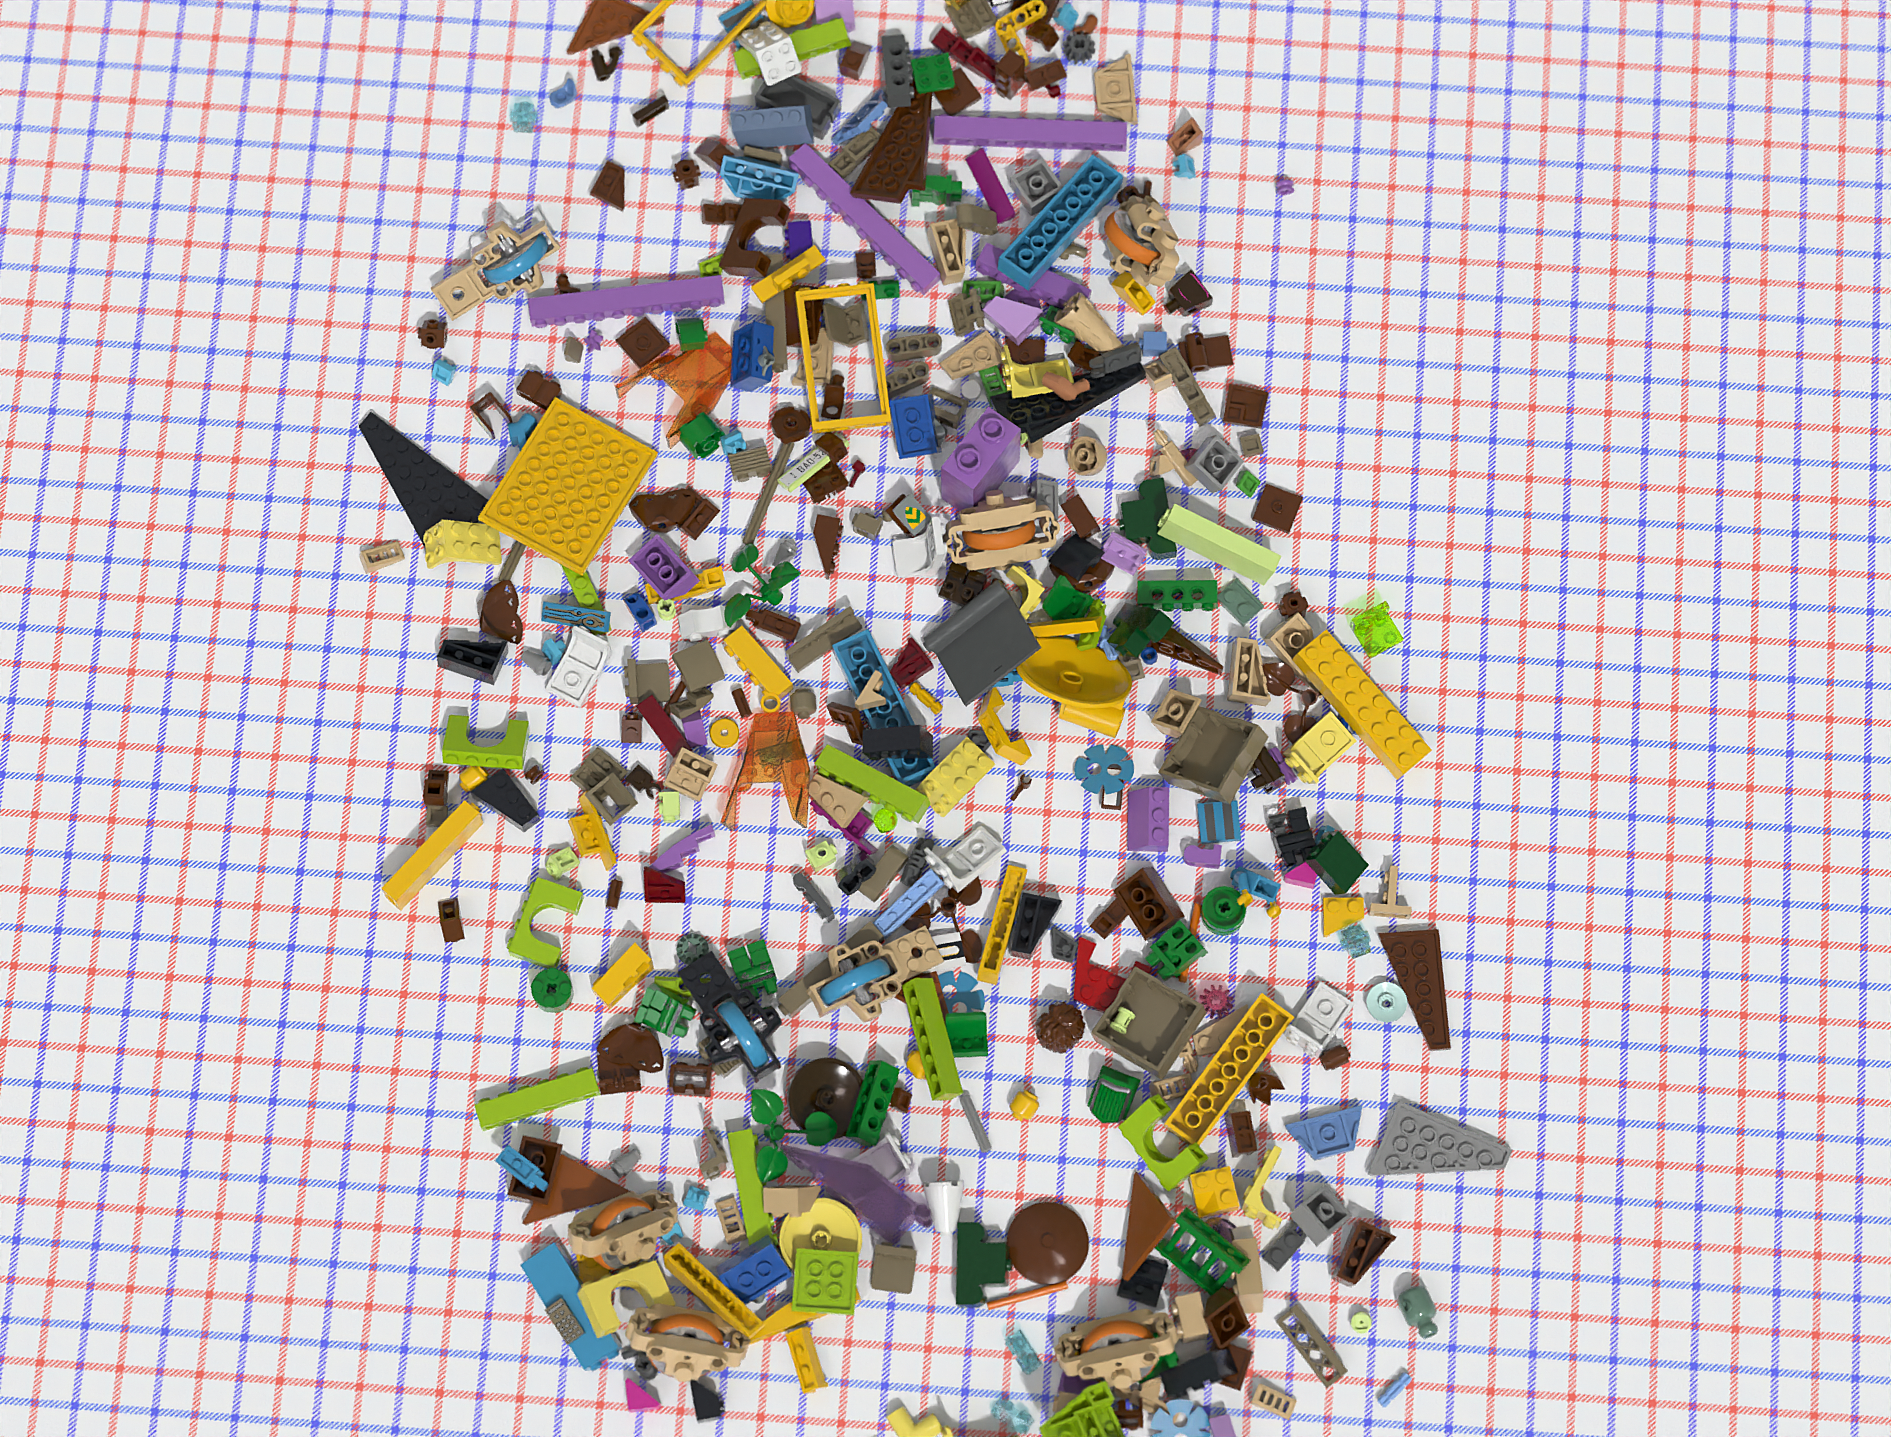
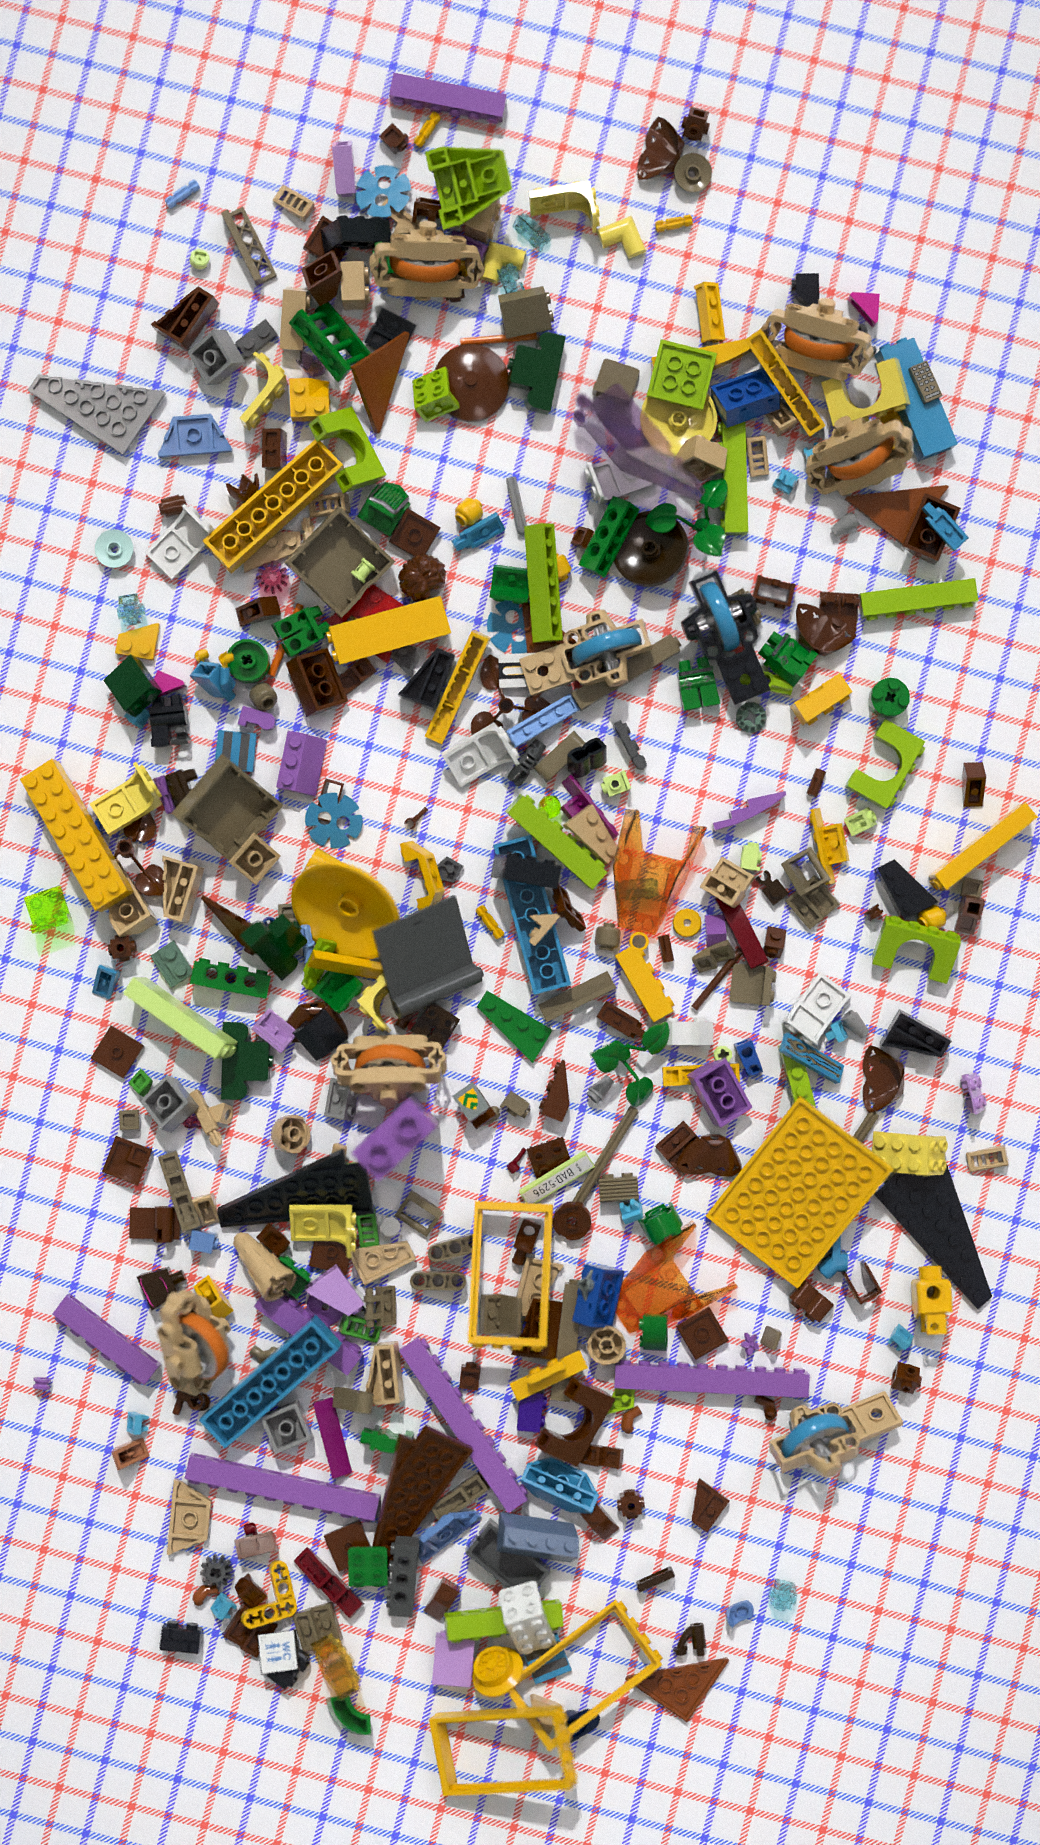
camera: 175 degrees left, 15 degrees up
(405, 615) = (978, 1101): none -> lavender hinge
(416, 403) = (931, 1309): none -> yellow piece
(662, 887) = (770, 778): dark red wing -> none
(698, 666) = (701, 990): dark tan slope -> none
(702, 252) = (628, 1418): none -> dark orange arm
(710, 1258) = (781, 420): none -> tan slope
(712, 1168) = (767, 501): dark tan bracket -> none
(735, 312) = (606, 1345): none -> tan cylinder
(763, 155) = (551, 1509): dark tan tile -> none
(832, 447) = (536, 1189): reddish brown bracket -> none
(879, 602) = (517, 1026): none -> green wing
(885, 290) = (452, 1346): green hinge -> none
(910, 665) = (498, 957): dark red wing -> none
(916, 426) = (450, 1193): blue piece -> none
(920, 554) = (470, 1064): white bracket -> none
(944, 1202) = (559, 434): white cone -> none
(955, 776) = (475, 835): light yellow bracket -> none
(1002, 1322) = (525, 312): none -> dark tan brick
(1009, 1085) = (479, 532): none -> dark azure hinge
(1010, 75) = (291, 1549): reddish brown brick -> none
(1042, 1384) = (499, 256): none -> light yellow brick
(1063, 386) = (300, 1204): nougat arm -> none
(1077, 1073) = (414, 533): none -> reddish brown plate
(1080, 517) = (308, 1075): reddish brown hinge -> none
(1084, 964) = (388, 630): none -> yellow brick
(1085, 1220) = (433, 395): none -> lime bracket
(1115, 360) = (244, 1229): dark grey hinge -> none
(1200, 878) = (263, 696): none -> dark tan head
(1223, 965) = (258, 610): none -> reddish brown slope
(1230, 237) = (106, 1339): none -> medium lavender brick
(1303, 574) = (105, 981): none -> dark azure slope
(1390, 909) = (90, 647): tan bracket -> none
(1418, 1310) = (145, 258): sand green piece -> none
(1419, 970) = (77, 571): reddish brown wing -> none

